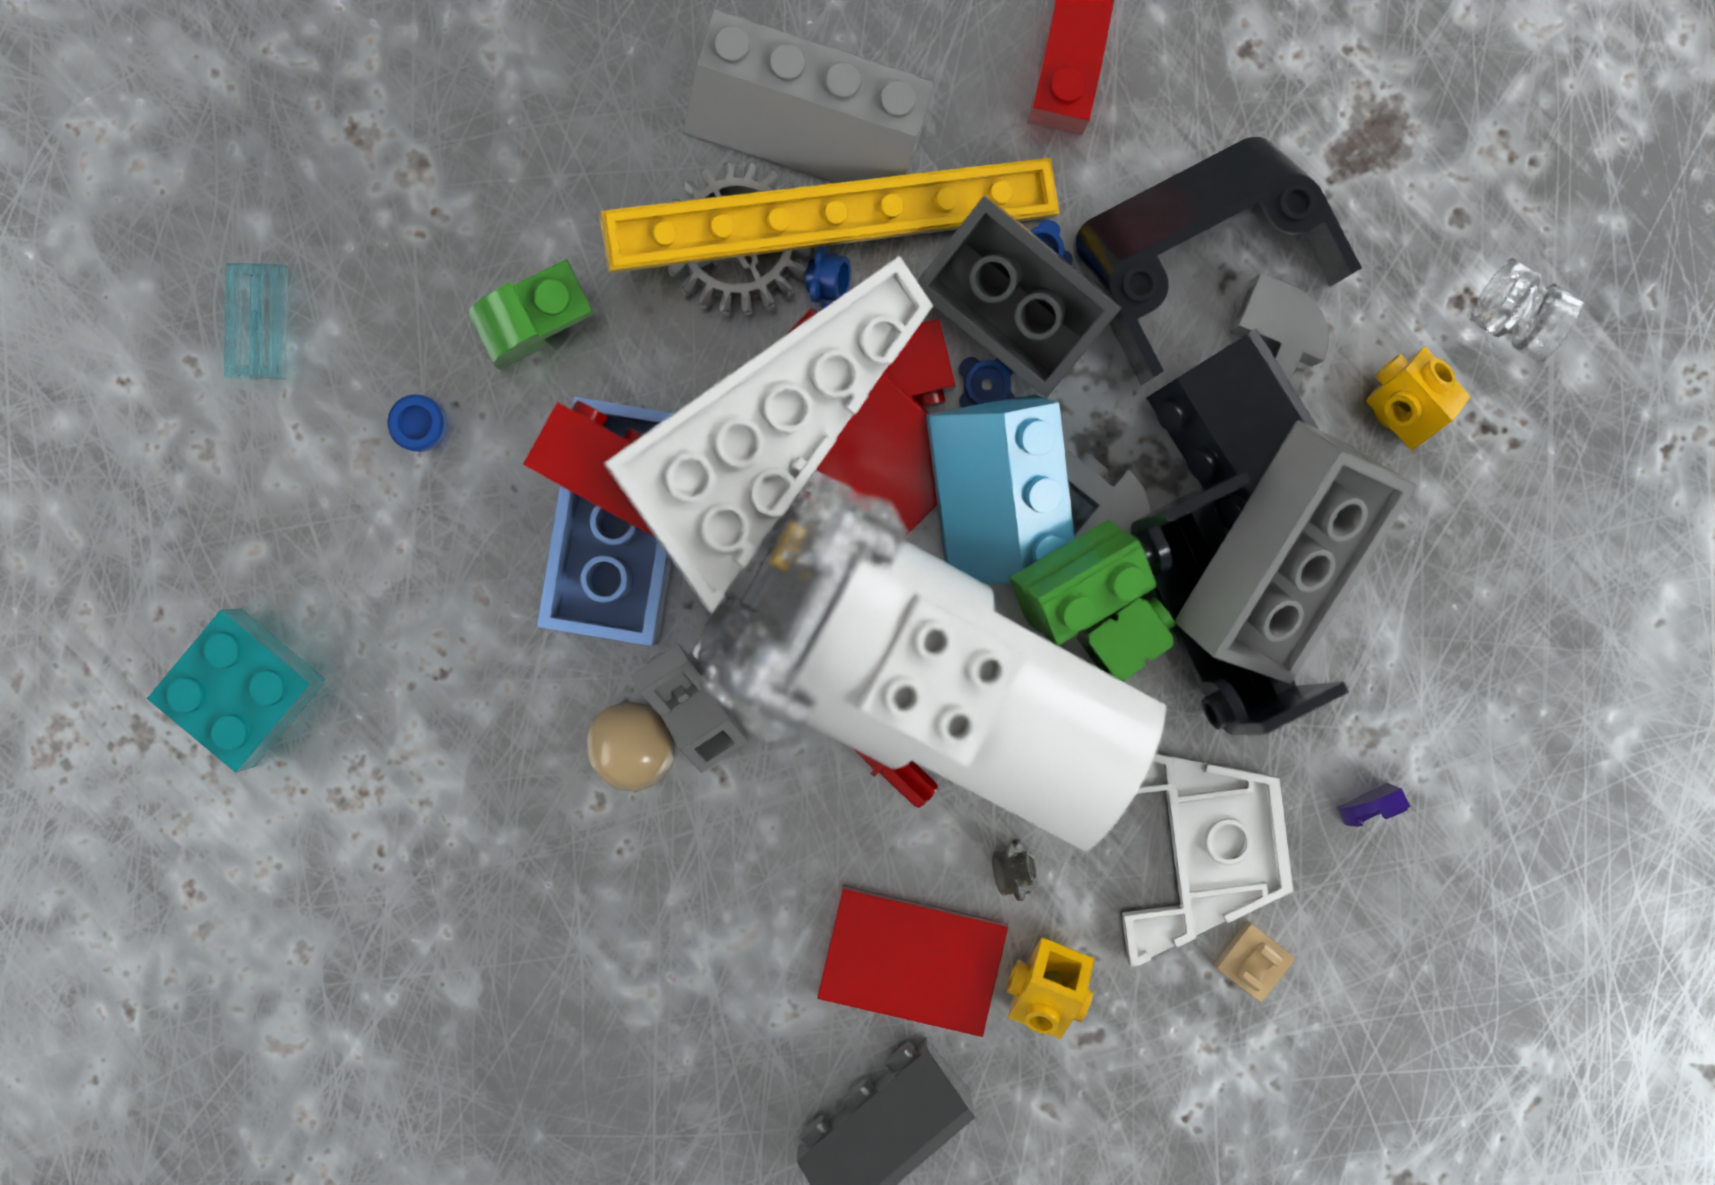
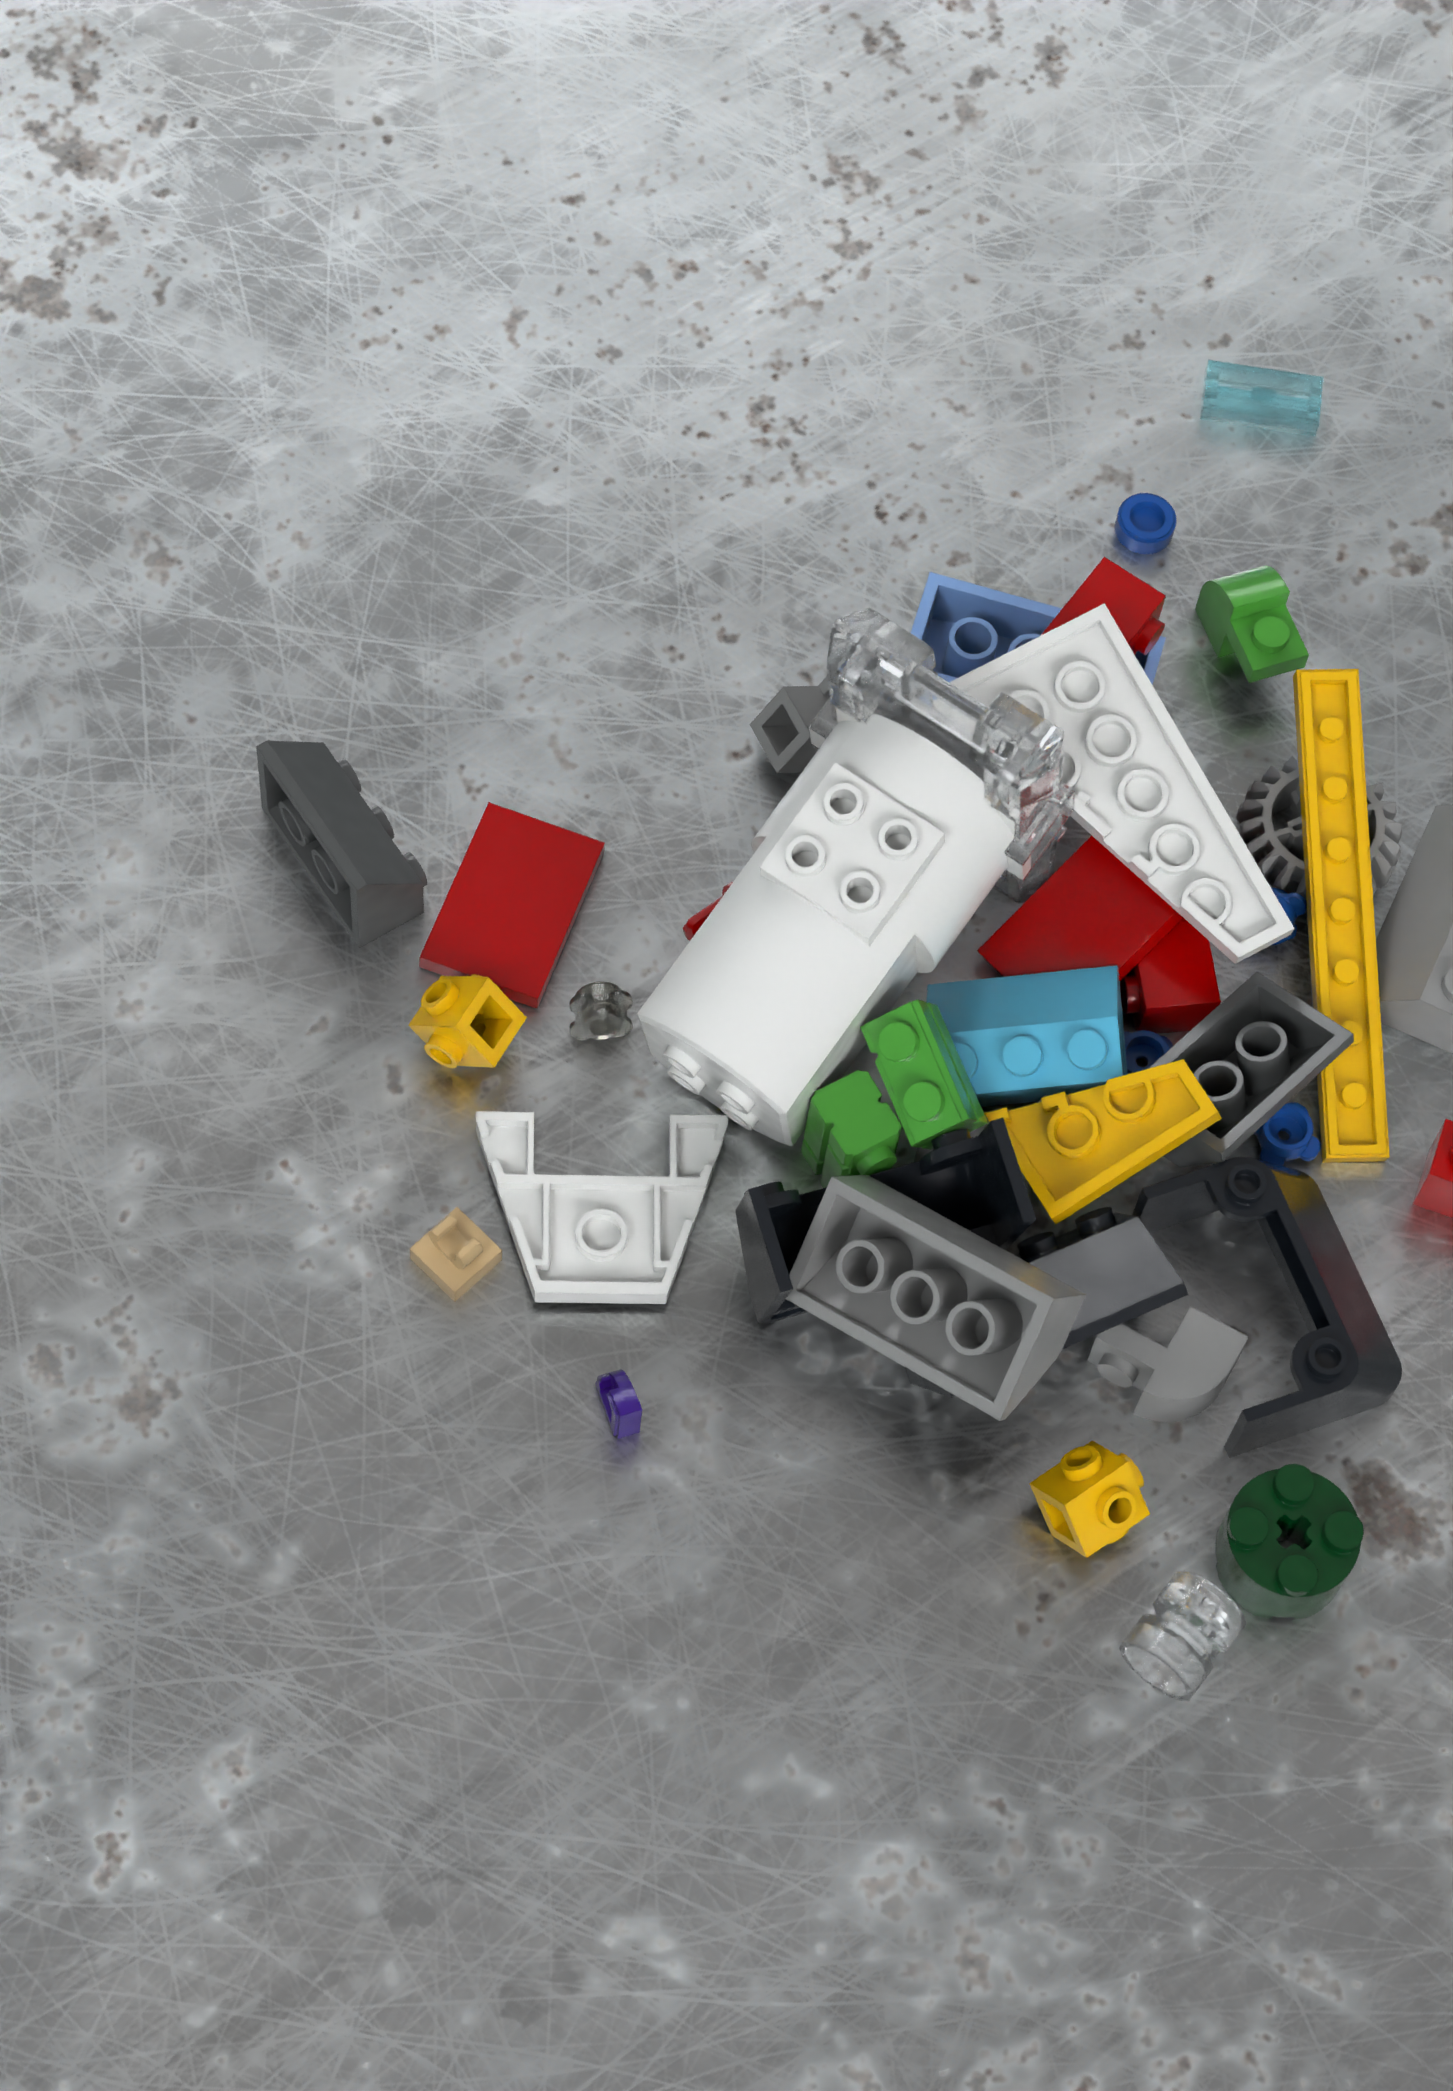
camera: 90 degrees right, 25 degrees down
(236, 689) = (890, 323): teal brick -> none
(630, 746) = (778, 657): tan hair -> none
(1107, 416) = (1101, 1136): none -> yellow wing
(1465, 218) = (1295, 1508): none -> dark green brick

